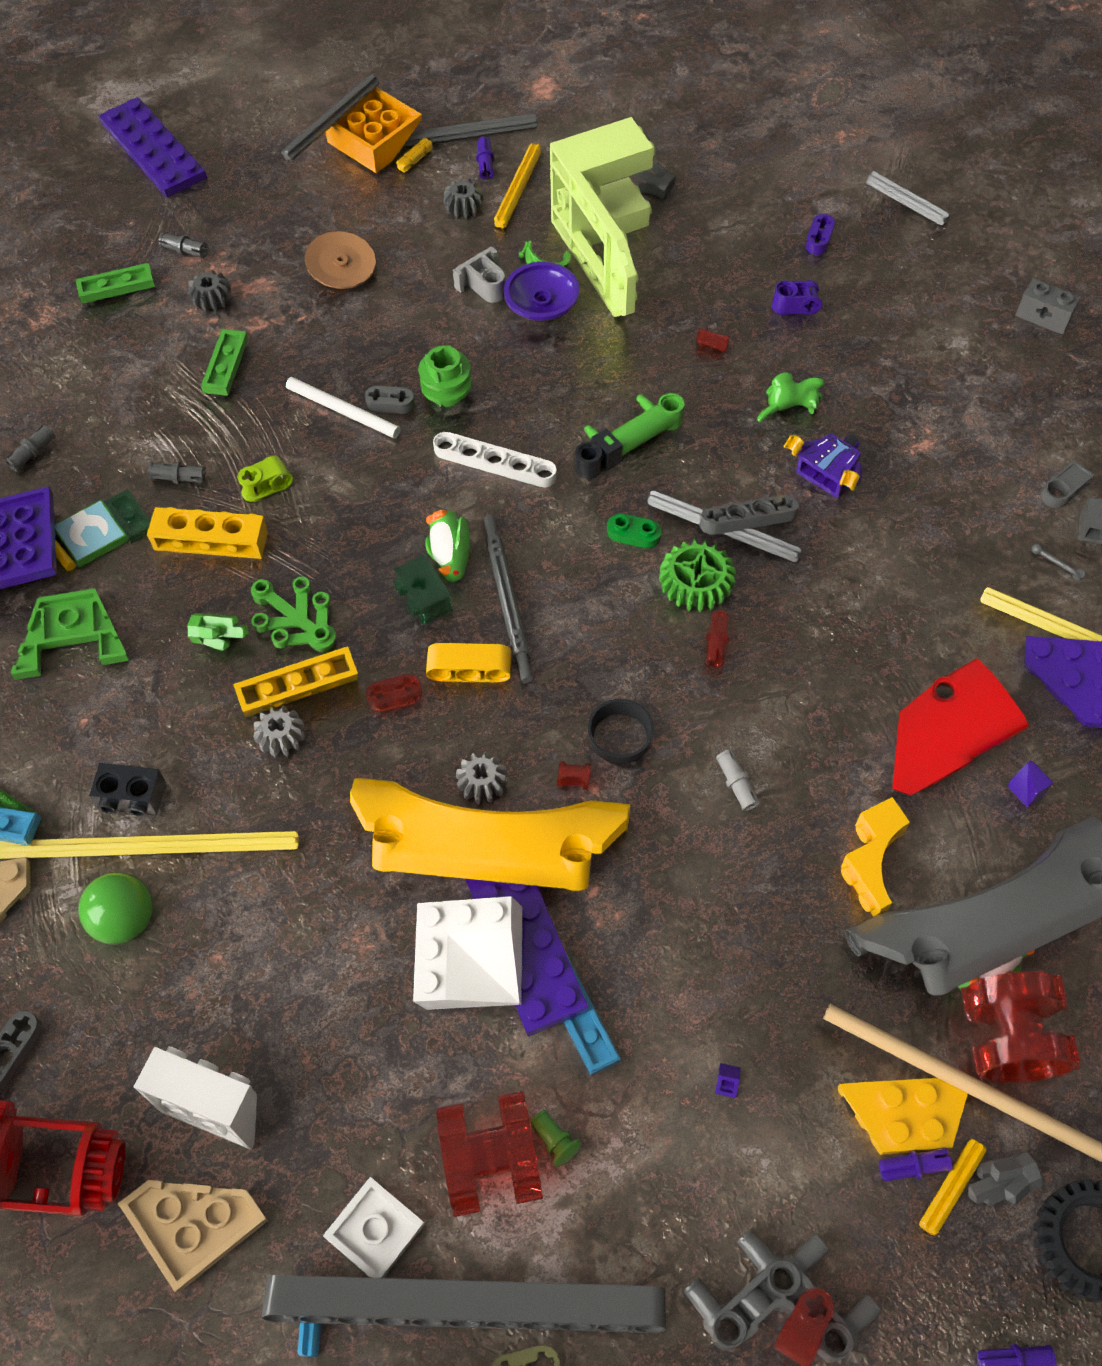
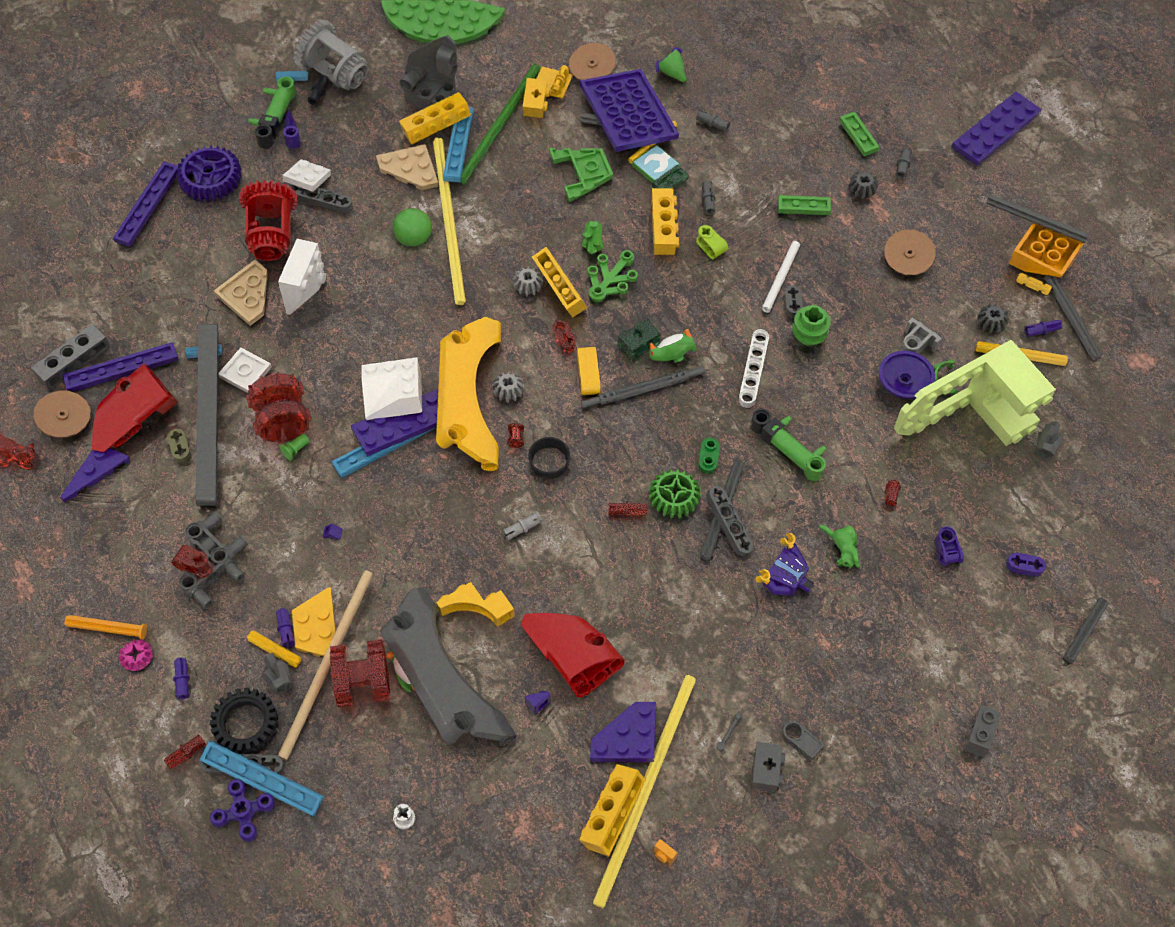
camera: 80 degrees right, 0 degrees up
(129, 784) = (482, 217): black brick -> none

